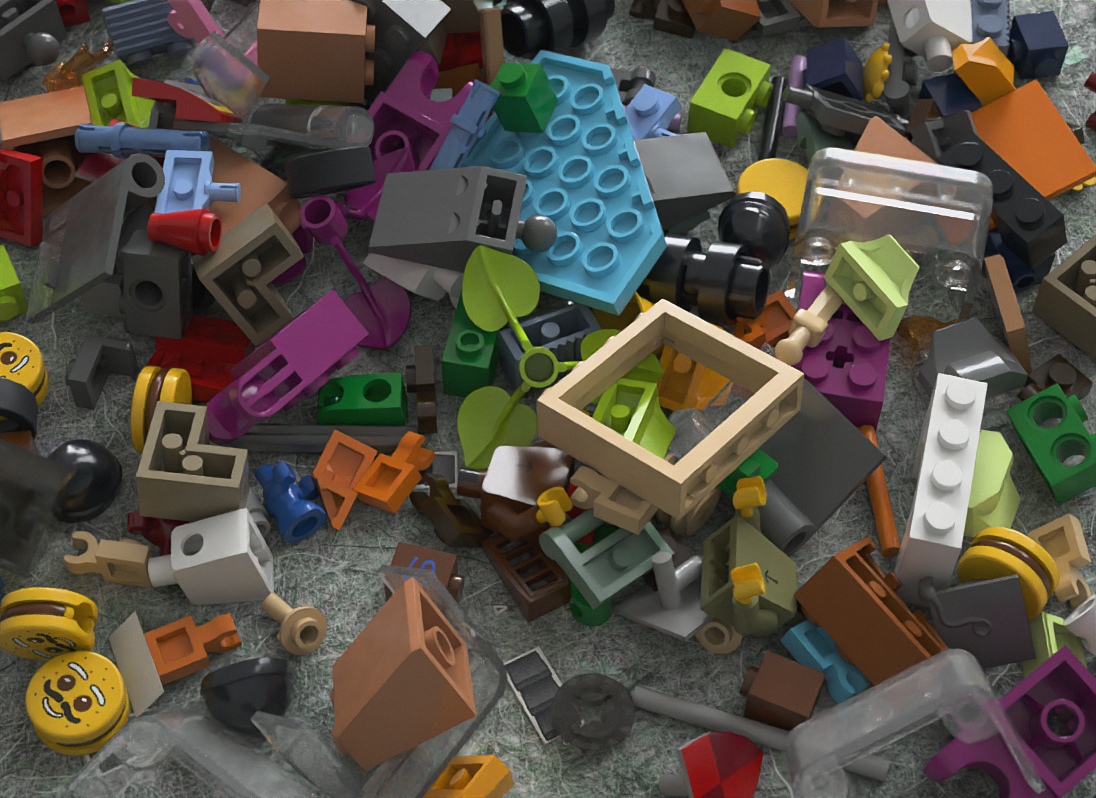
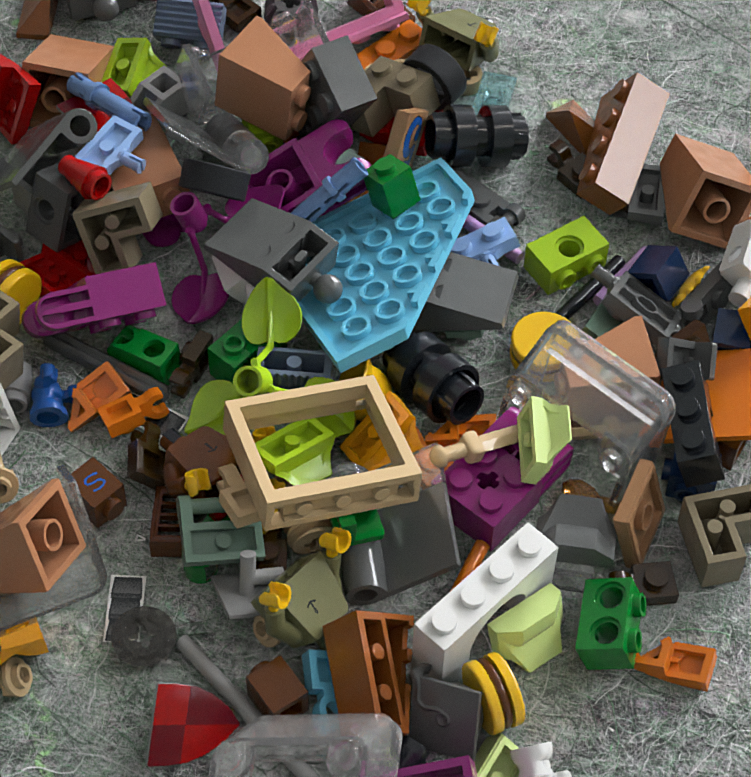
camera: 30 degrees right, 0 degrees up
(68, 73) = (119, 28): clear orange plate -> none
(189, 104) = (156, 88): red slope -> none
(758, 223) = (498, 358): black hat -> none
(1067, 547) = (550, 702): tan plate -> none

